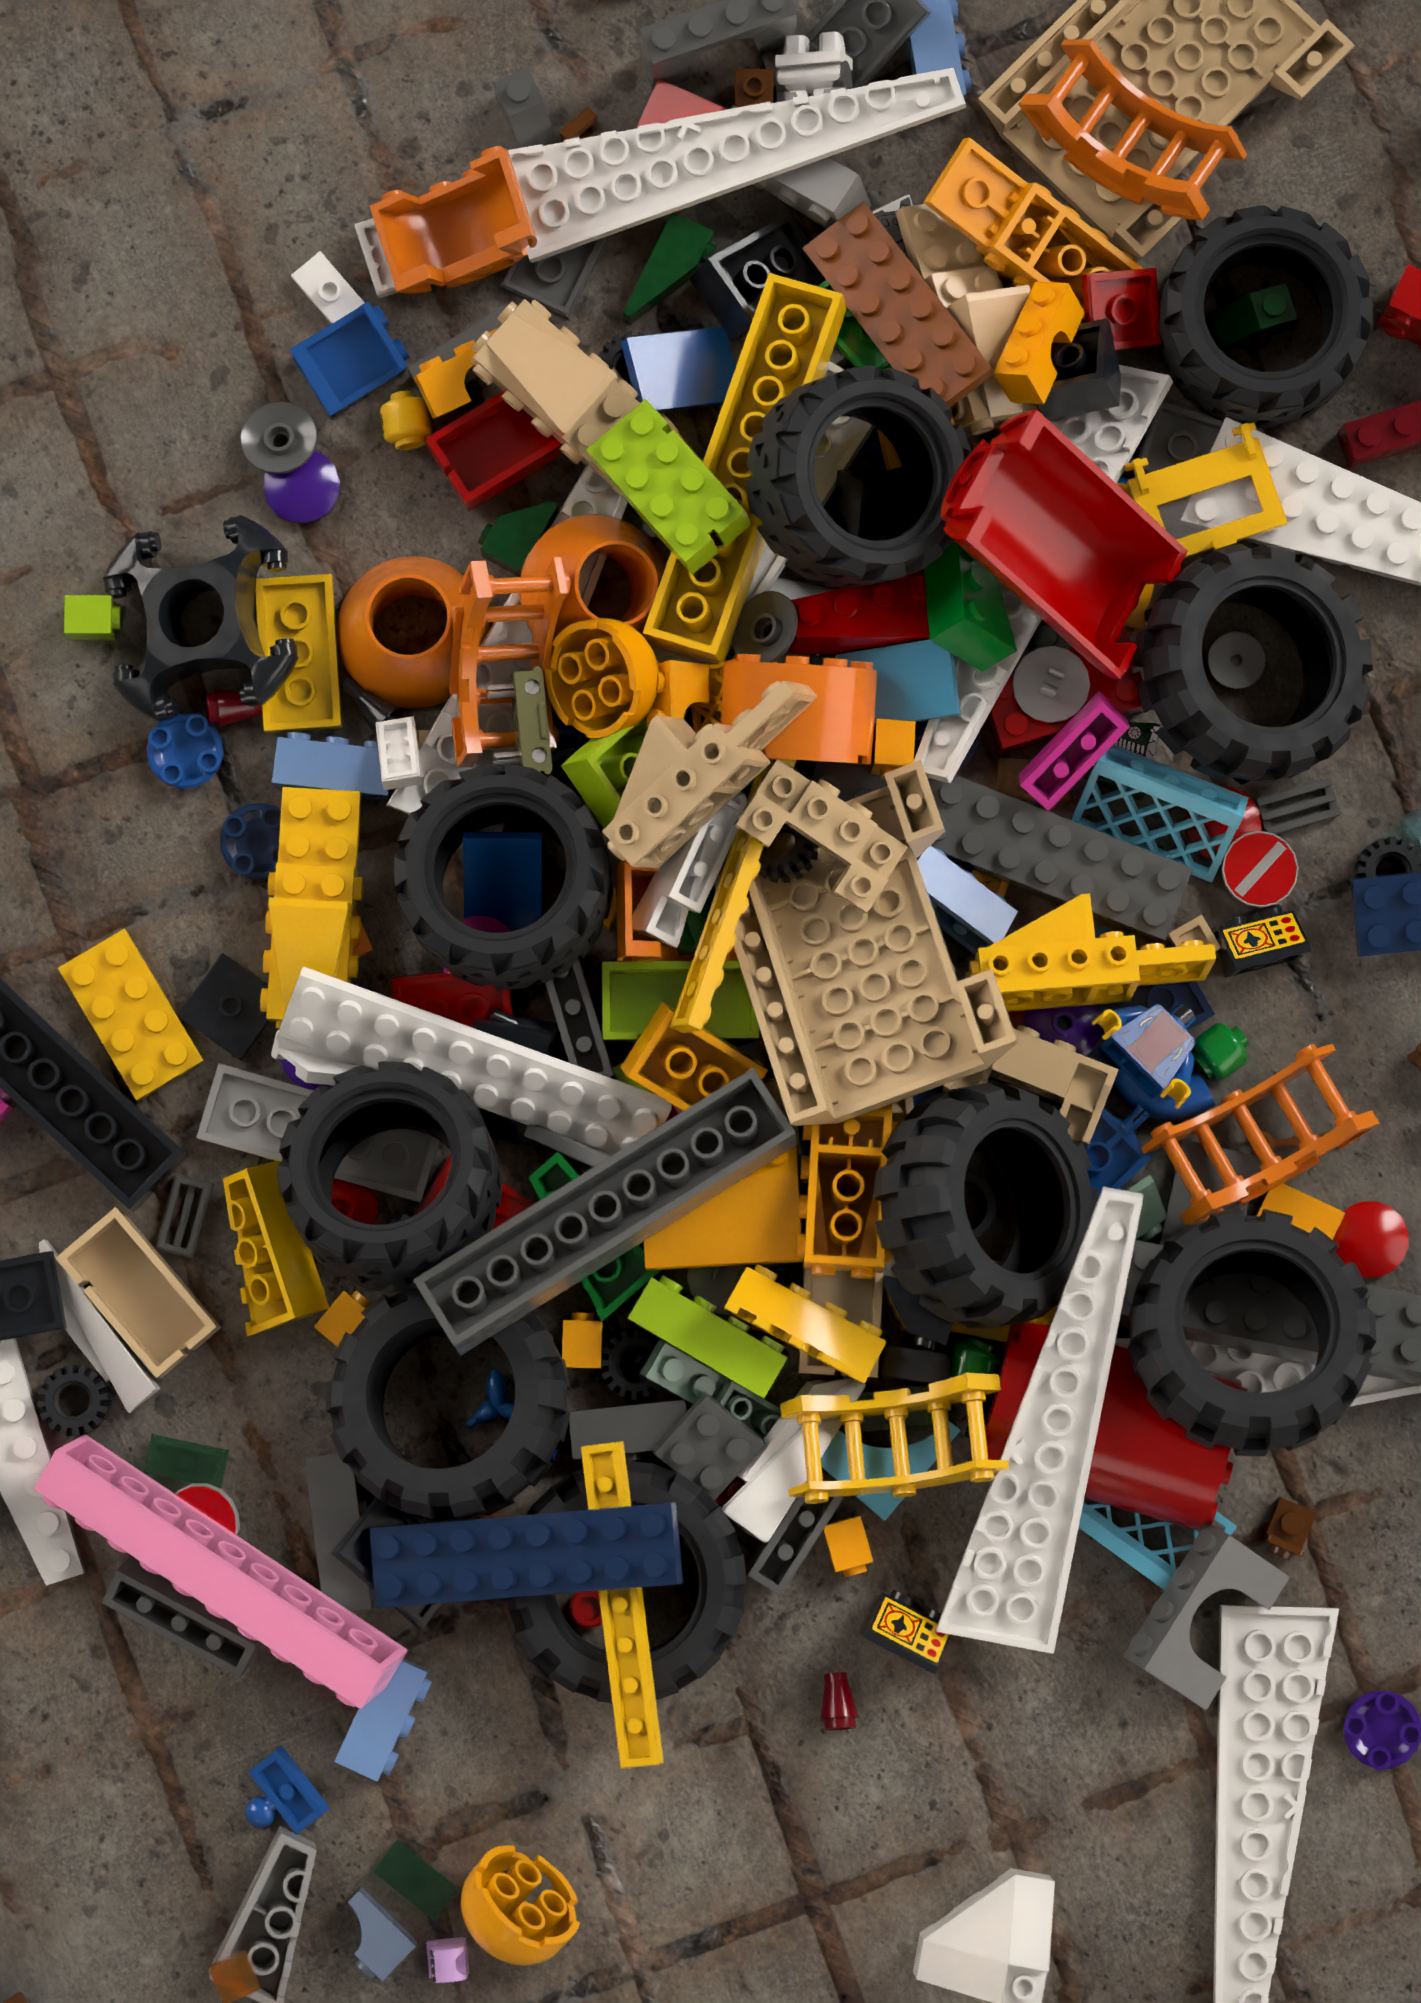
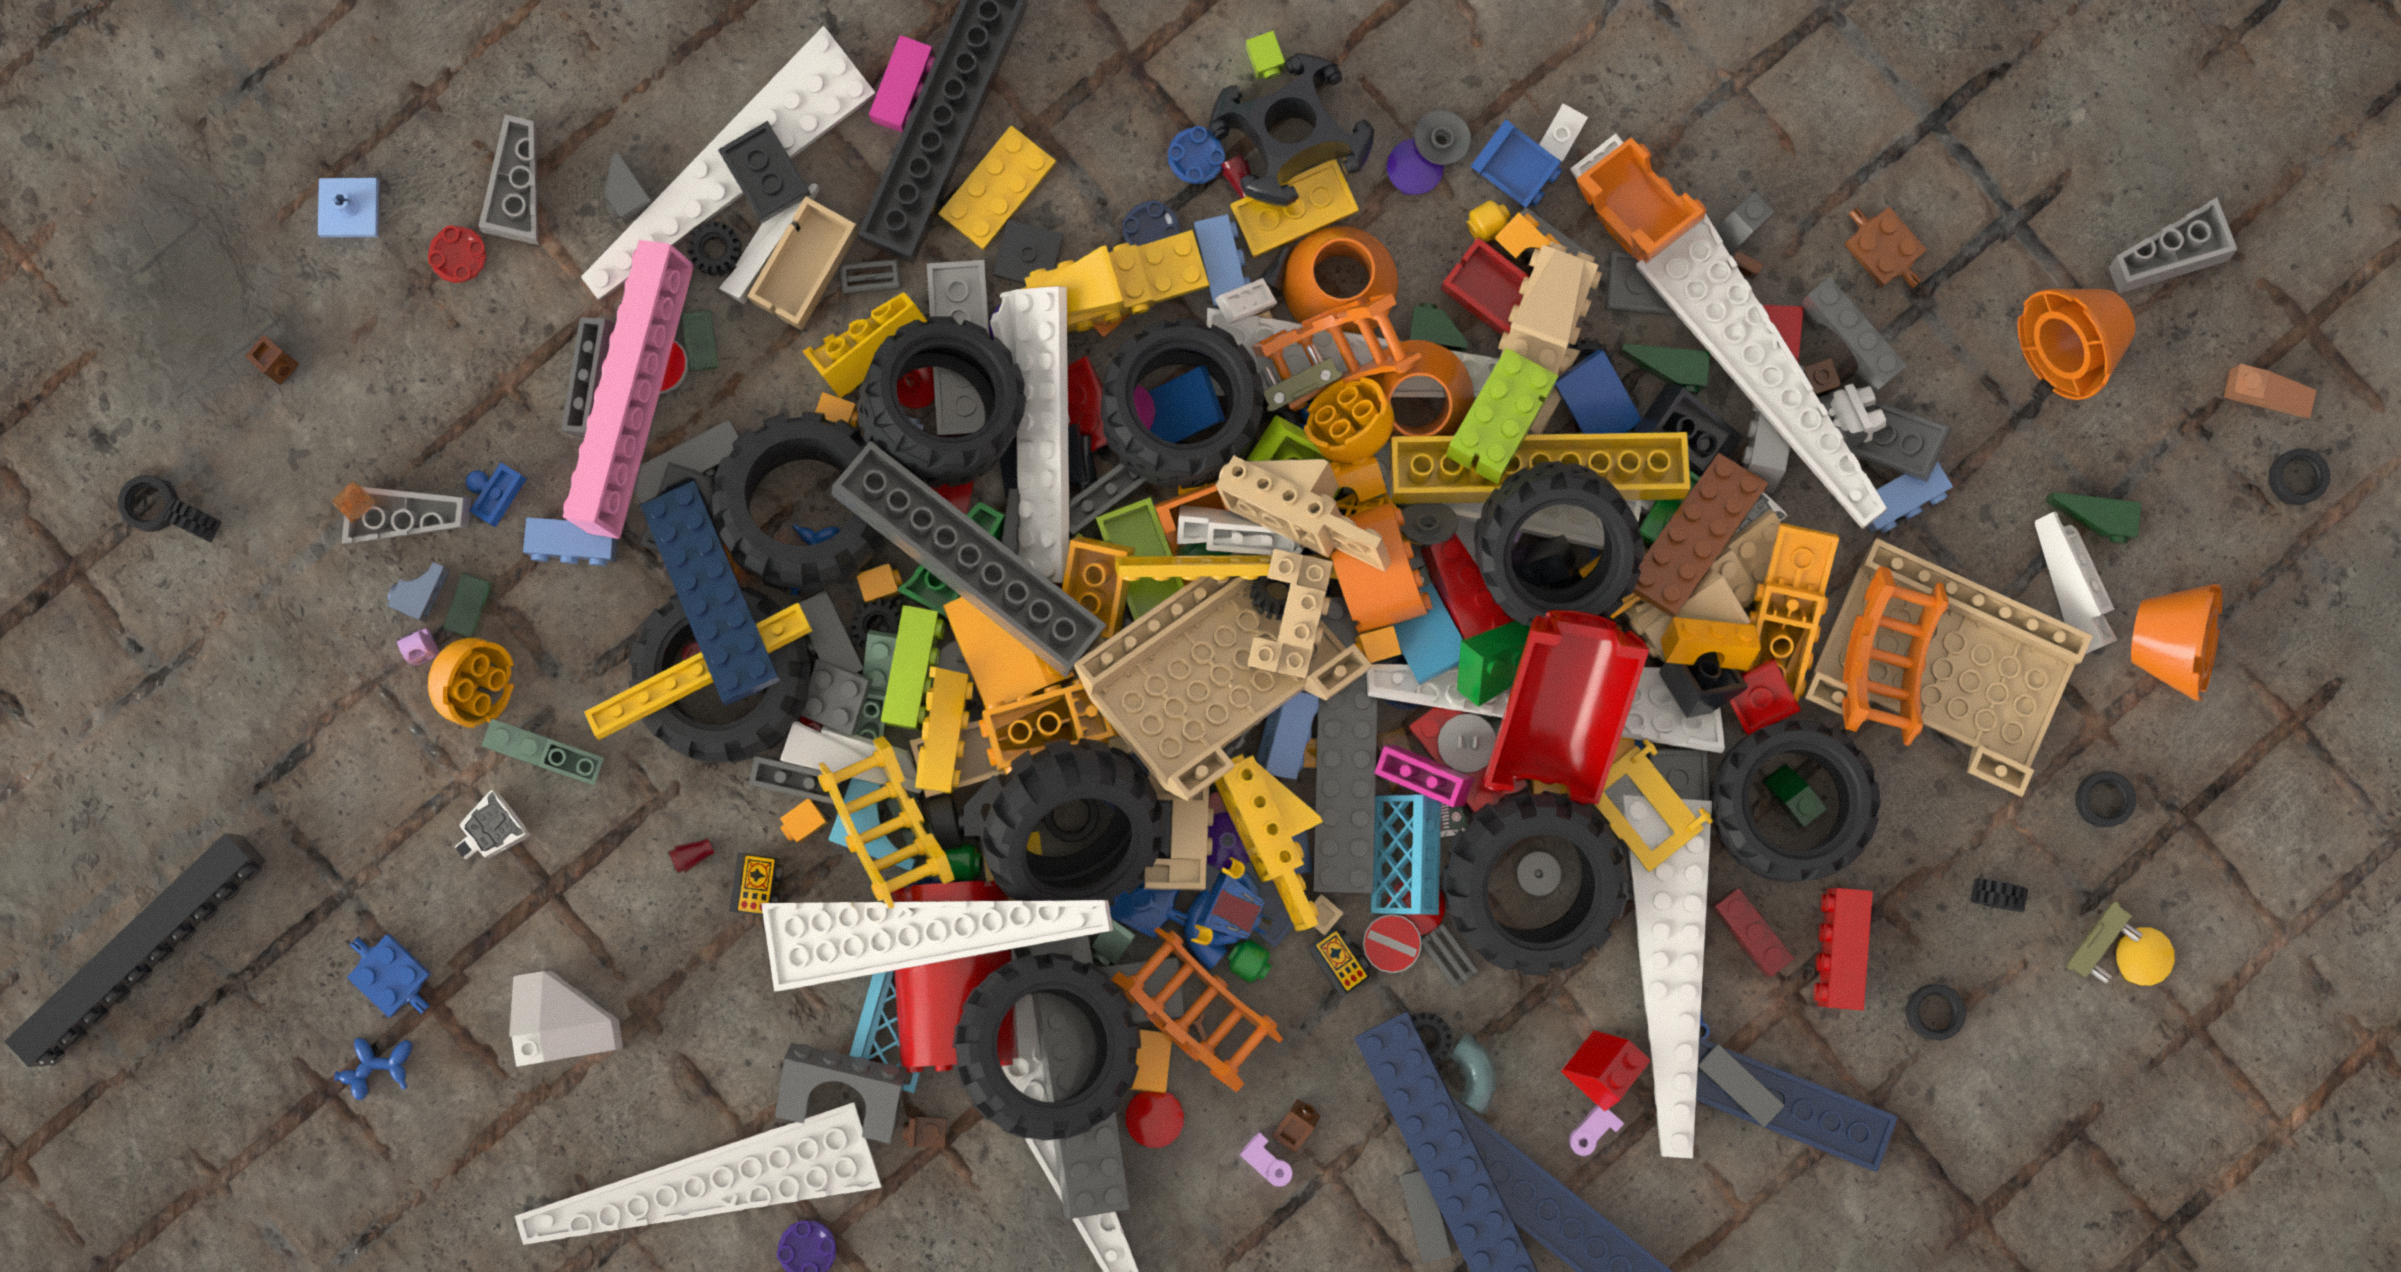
camera: 80 degrees right, 0 degrees up
(640, 1846) = (542, 751): none -> sand green slope
(713, 1946) = (491, 828): none -> torso

